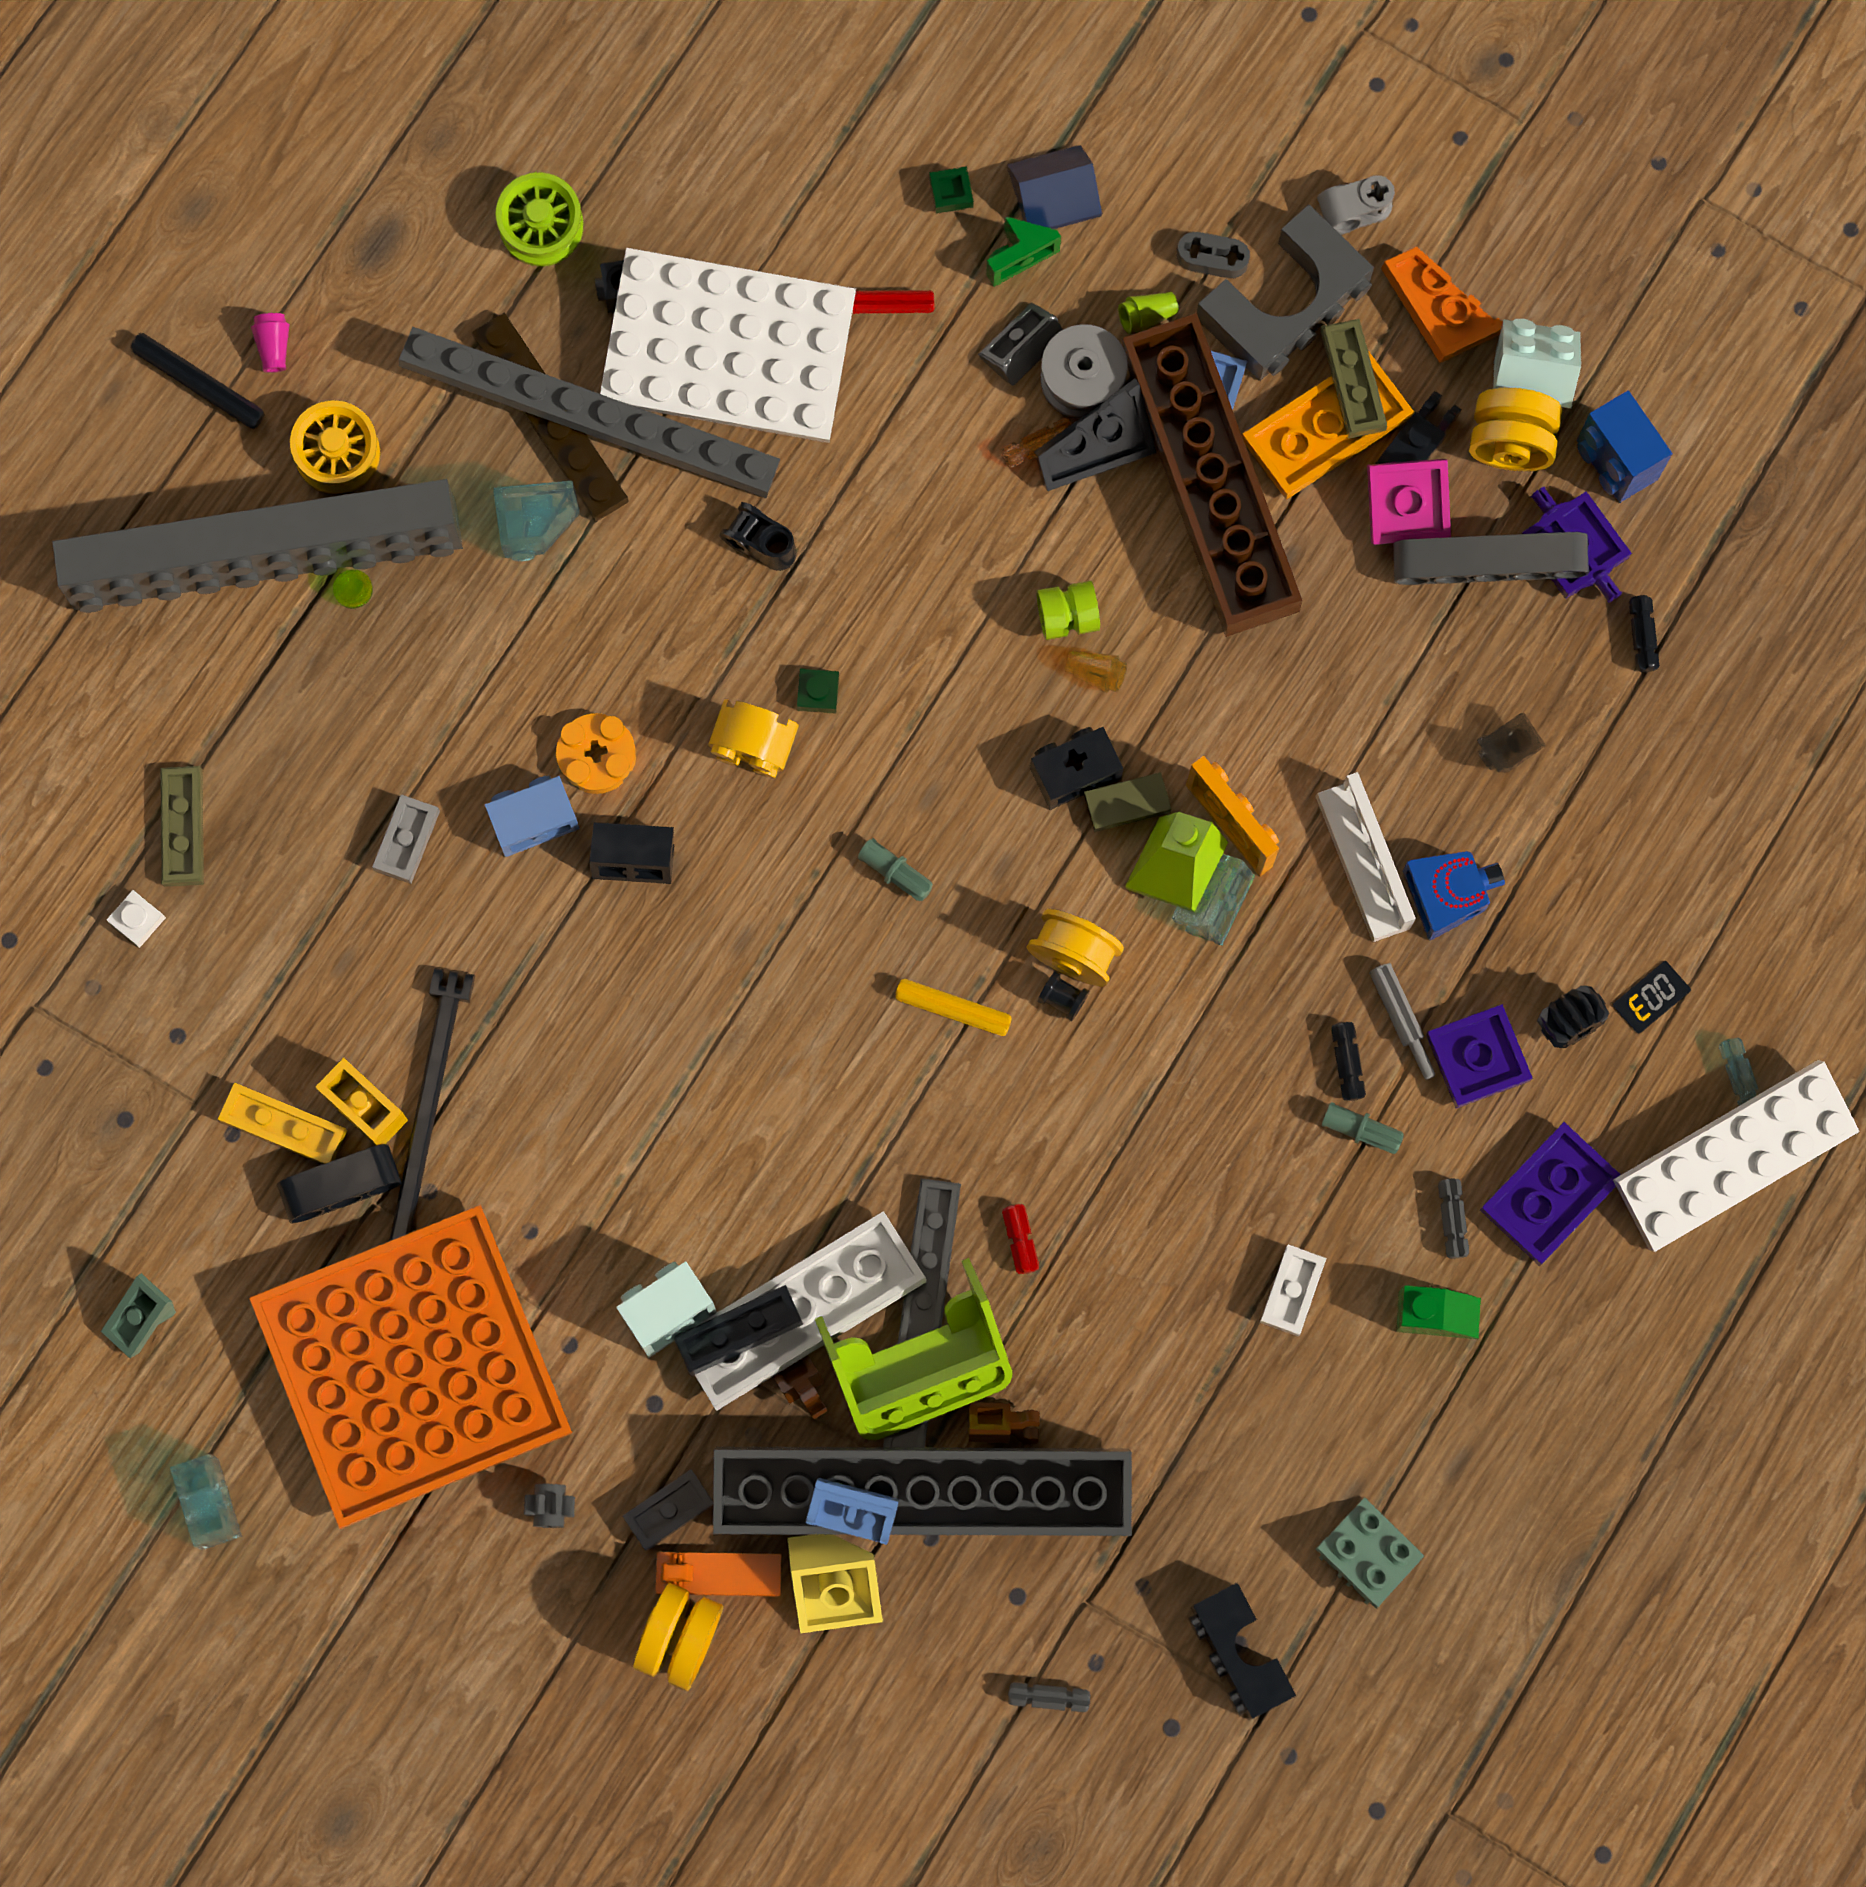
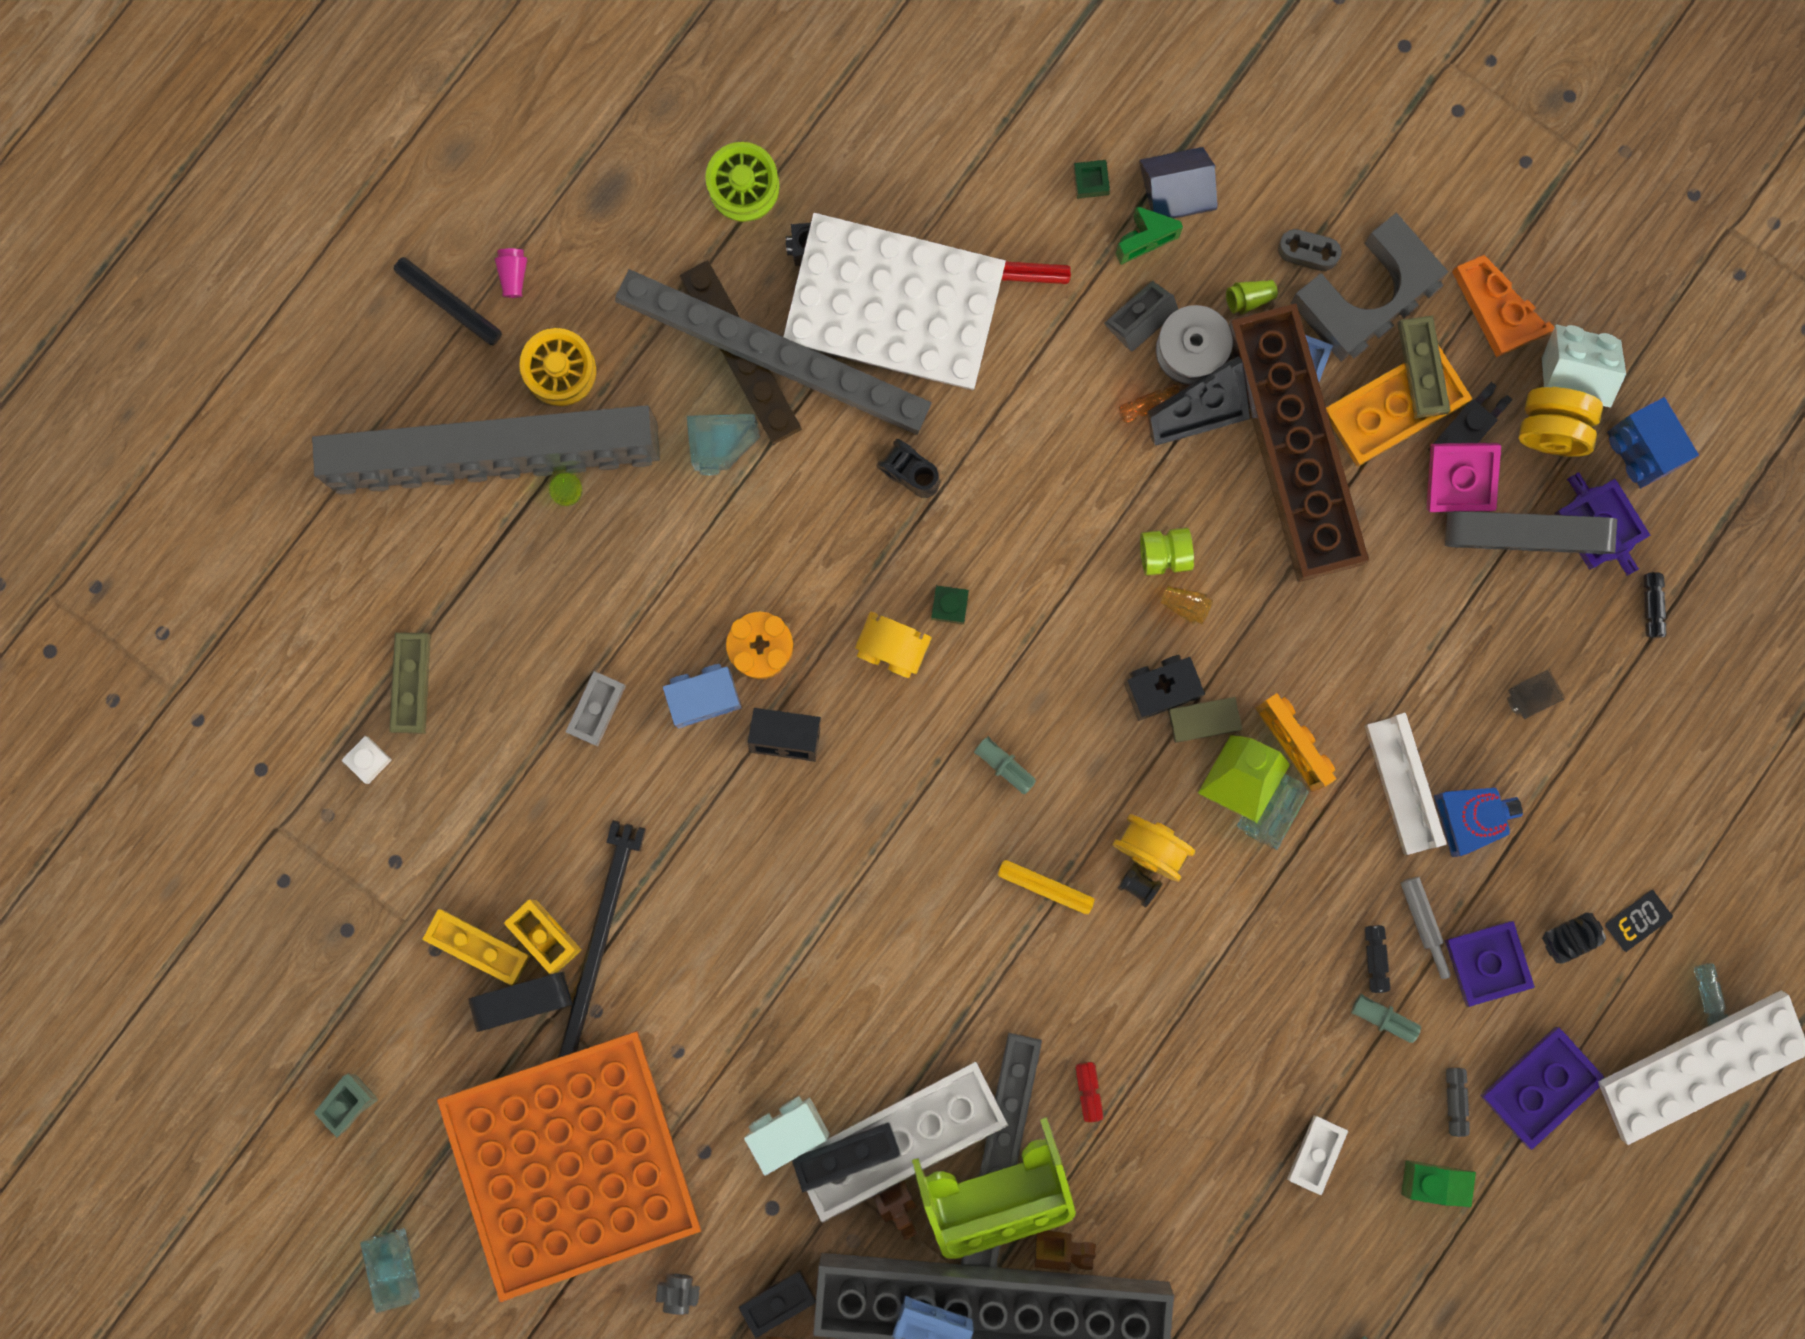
camera: 10 degrees right, 5 degrees up
(1353, 206) = (1430, 214): light grey piece -> none

